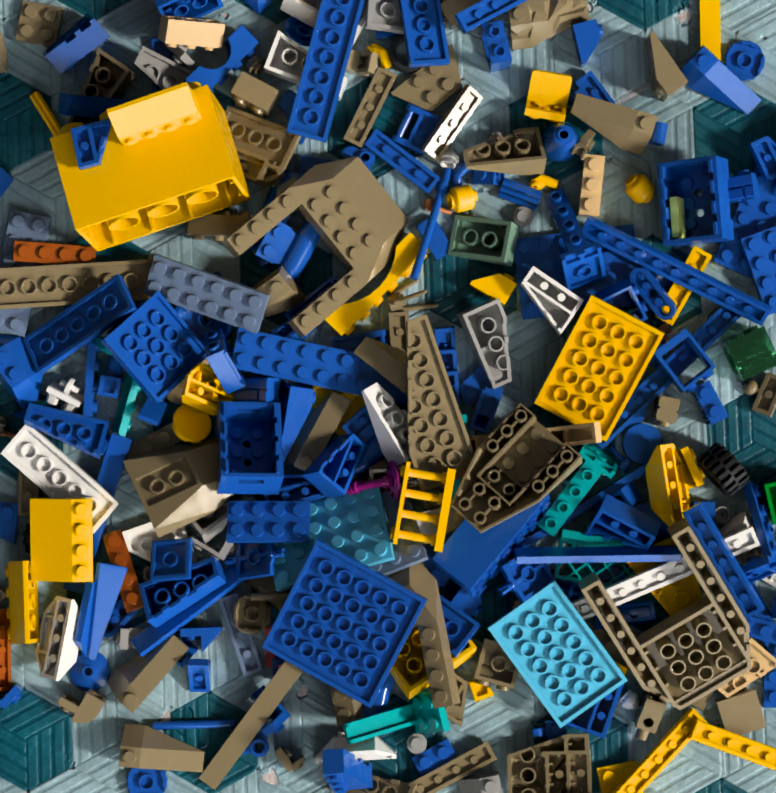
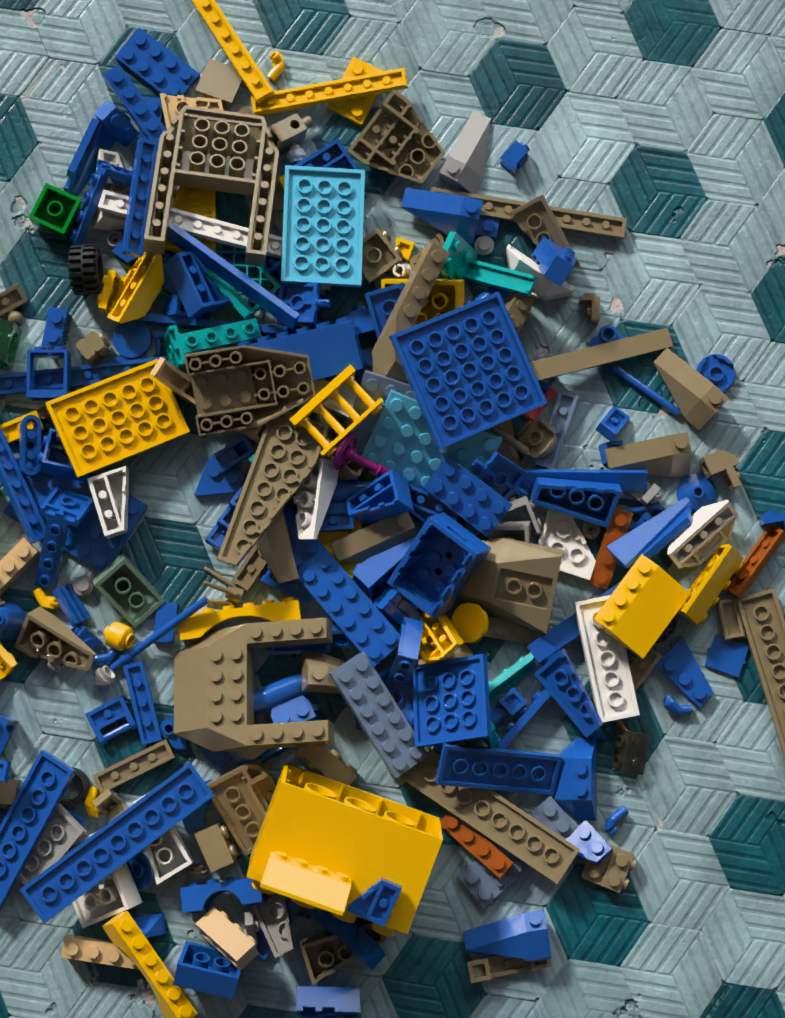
camera: 140 degrees left, 5 degrees down
(46, 113) = (396, 961): yellow axle -> none
(66, 392) = (550, 723): white hips -> none
(153, 412) = (495, 654): blue slope -> none
(171, 560) = (567, 526): blue tile -> none
(207, 634) = (581, 450): blue slope -> none
(279, 716) = (575, 343): blue bracket -> none
(429, 203) = (148, 652): nougat hand -> none
(431, 85) = (72, 745): dark tan wing -> none
(451, 123) = (79, 702): plate -> none
(468, 744) = (445, 211): none -> blue wedge
(469, 673) = (397, 270): none -> white pin
(488, 337) = (184, 513): light grey wedge -> none
(495, 286) = (148, 545): yellow slope -> none
(550, 730) = (374, 178): blue plate -> none
(633, 613) = (240, 215): blue plate -> none
(704, 764) = (277, 64): none -> yellow arm

